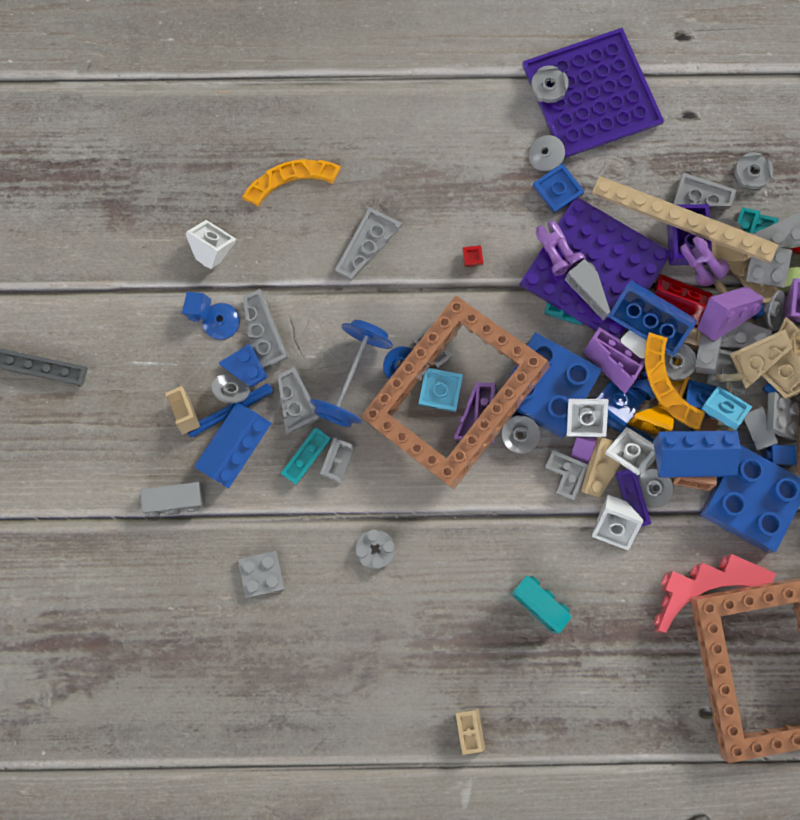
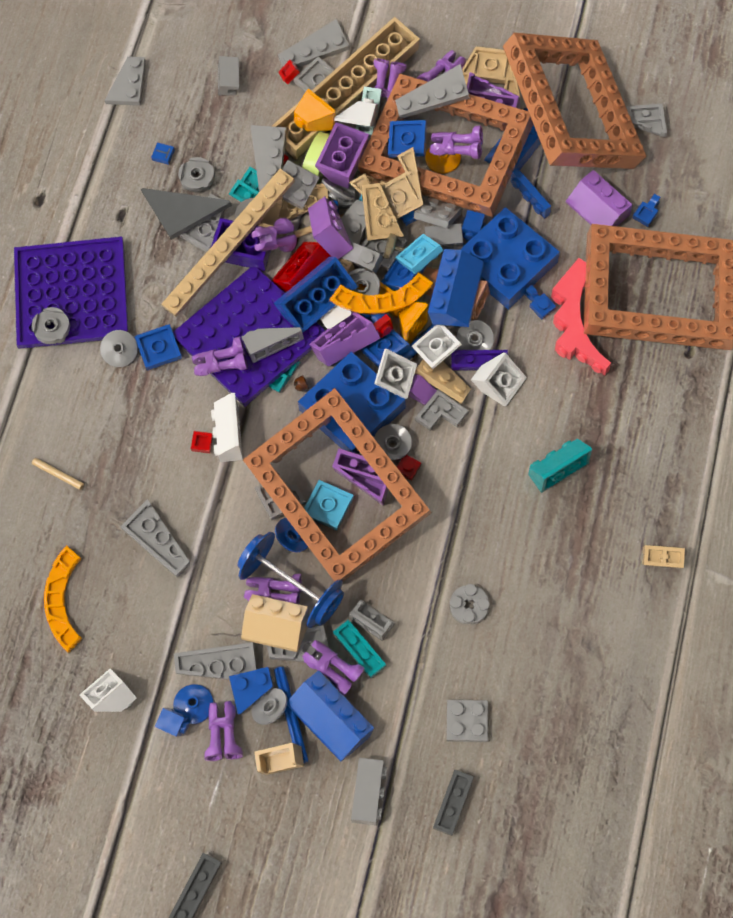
camera: 70 degrees left, 10 degrees down
(179, 580) = (453, 802): none -> dark grey plate
(207, 354) = (231, 749): none -> medium lavender piece
(267, 449) = (328, 657): none -> medium lavender piece
(308, 371) = (275, 623): none -> tan slope
(337, 356) = (266, 584): none -> medium lavender piece
(408, 137) = (57, 473): none -> tan bar
(490, 276) = (227, 429): none -> white slope
(500, 456) = (409, 467): none -> red plate
(558, 332) = (301, 384): none -> reddish brown hinge
(638, 393) = (383, 326): none -> red plate
(708, 168) = (182, 211): none -> dark grey tile
(713, 546) = (540, 304): none -> blue plate
(767, 133) = (162, 153): none -> blue tile

